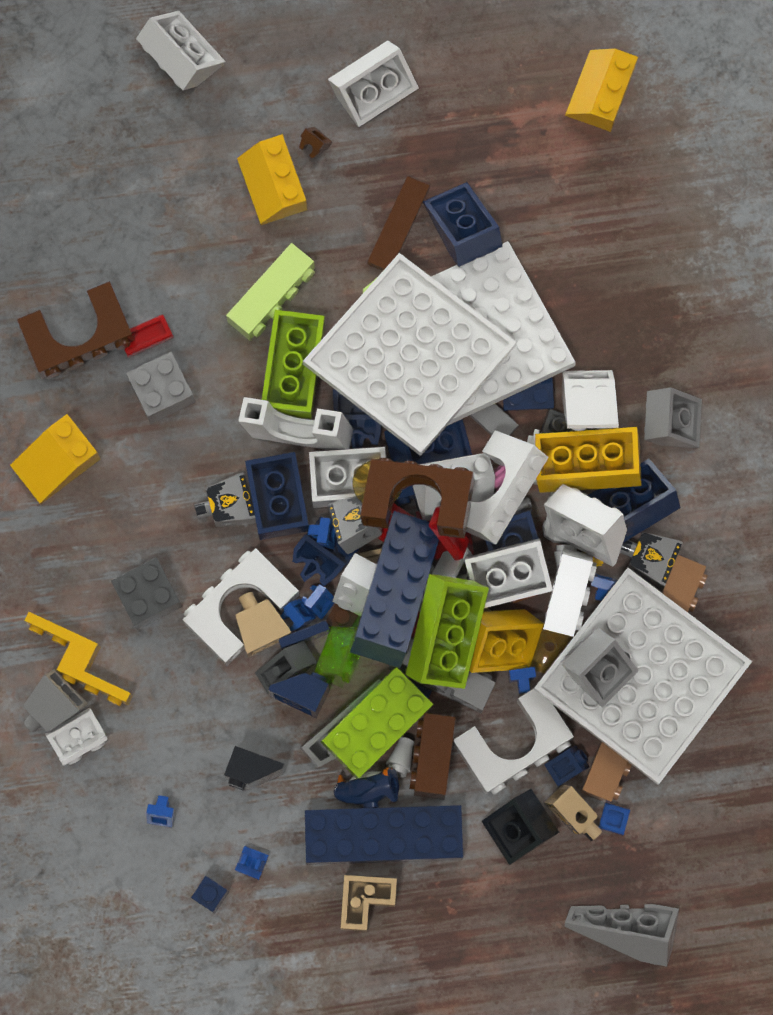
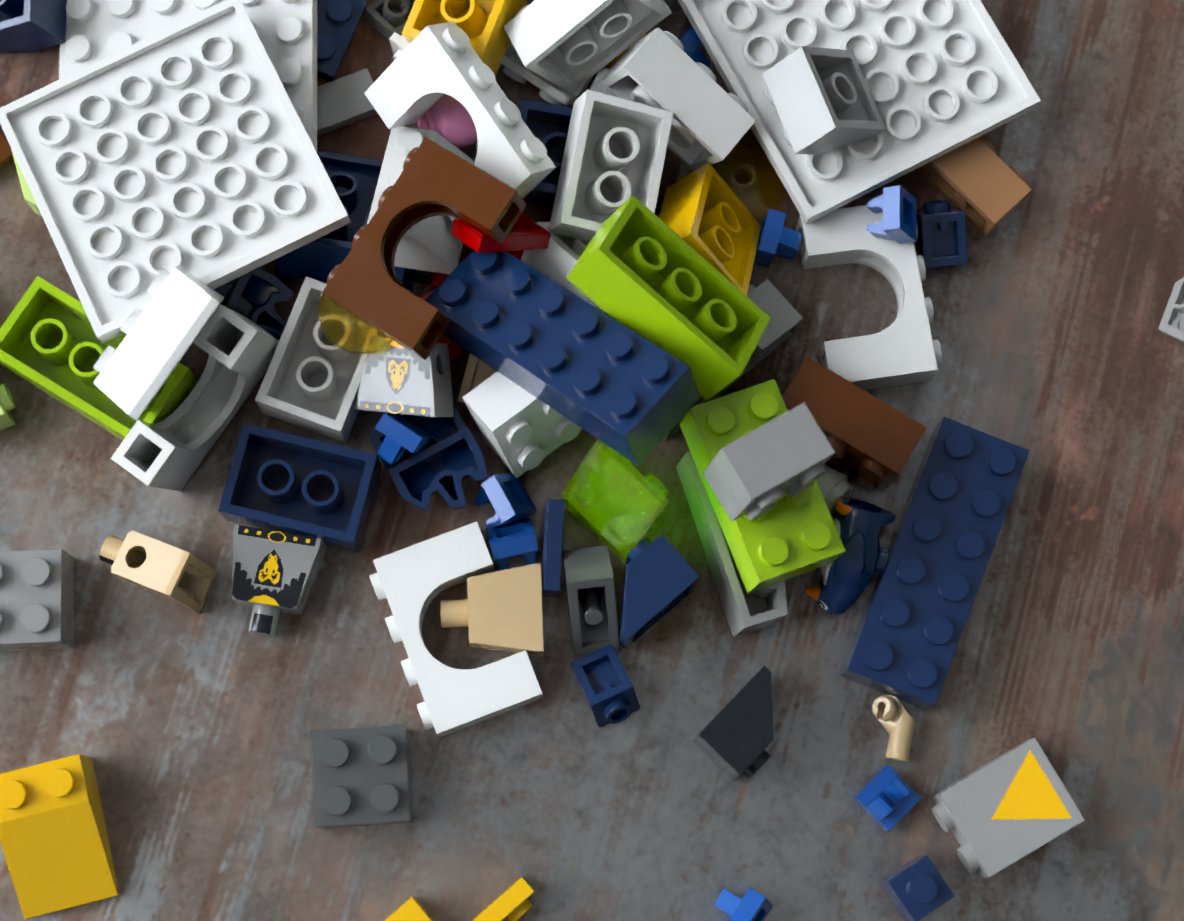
camera: 70 degrees left, 0 degrees up
(205, 446) = (159, 569): none -> tan torso
(245, 694) = (606, 686): none -> dark blue bracket
(271, 924) = (1006, 809): none -> light grey brick
(292, 853) = (898, 724): none -> tan arm
(311, 390) = (155, 340): none -> white slope
(341, 618) = (549, 477): reddish brown plate -> none
(359, 894) = (1018, 639): tan brick -> none
(378, 715) = (769, 462): none -> light grey brick
(520, 826) = (1008, 346): black slope -> none
(559, 733) = (899, 215): none -> blue tile
(565, 804) = (1018, 255): tan torso -> none
(614, 819) = (1050, 205): blue tile -> none

